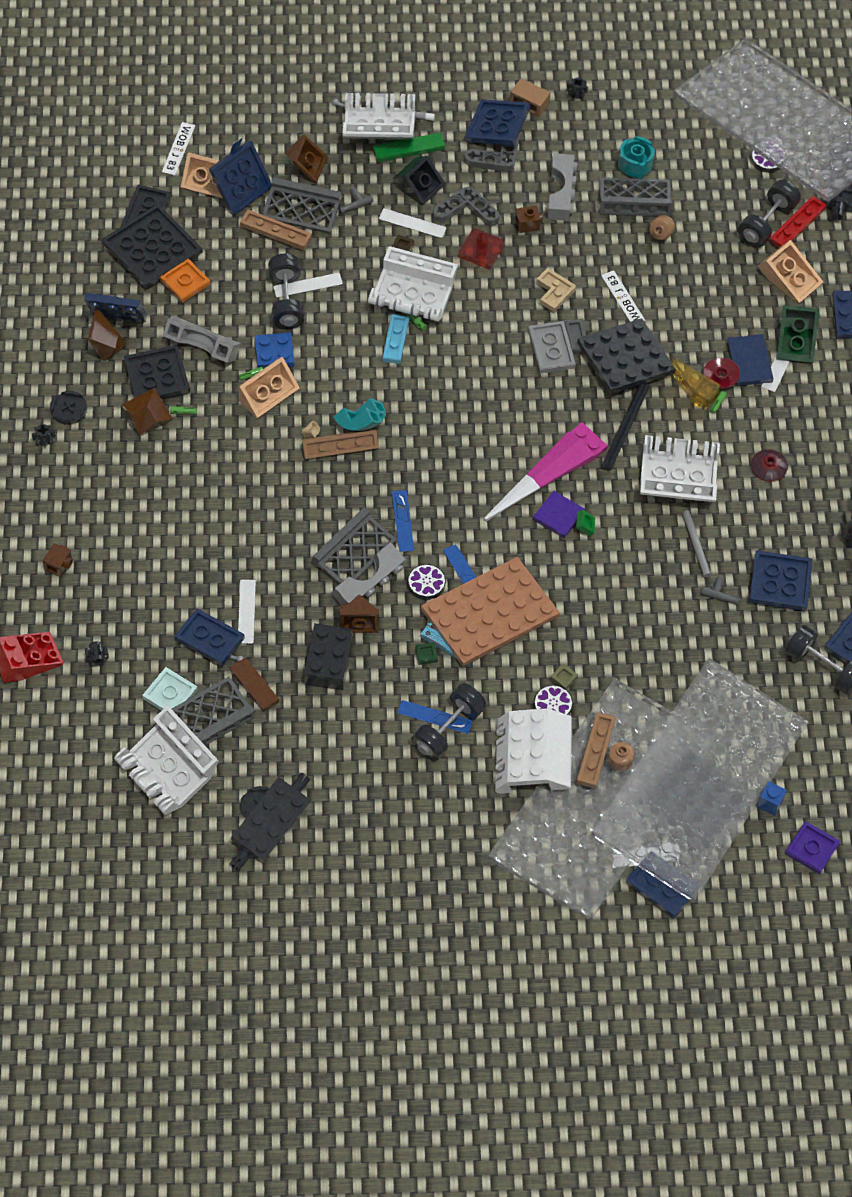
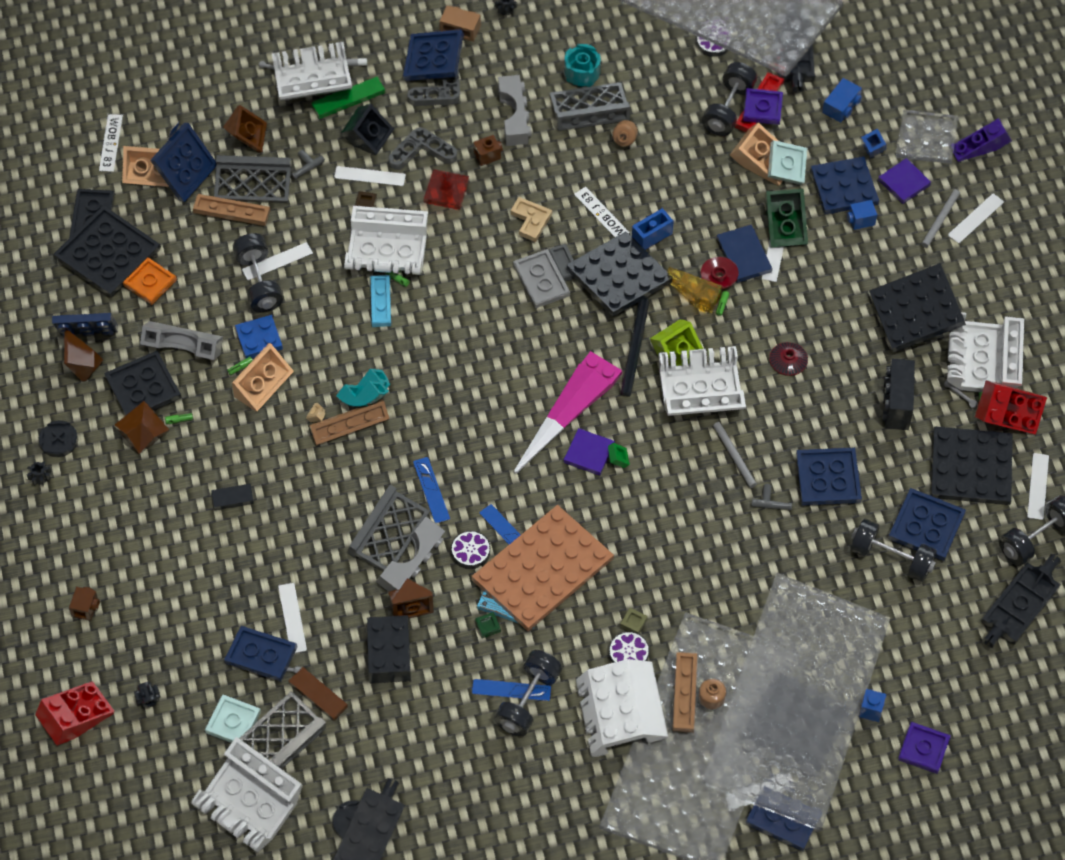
camera: 10 degrees left, 0 degrees up
(216, 491) = (232, 496): none -> black tile
(666, 424) = (676, 338): none -> lime slope
(667, 320) = (653, 229): none -> blue brick
(800, 226) = (763, 106): none -> dark purple tile
(810, 282) = (787, 162): none -> light aqua plate

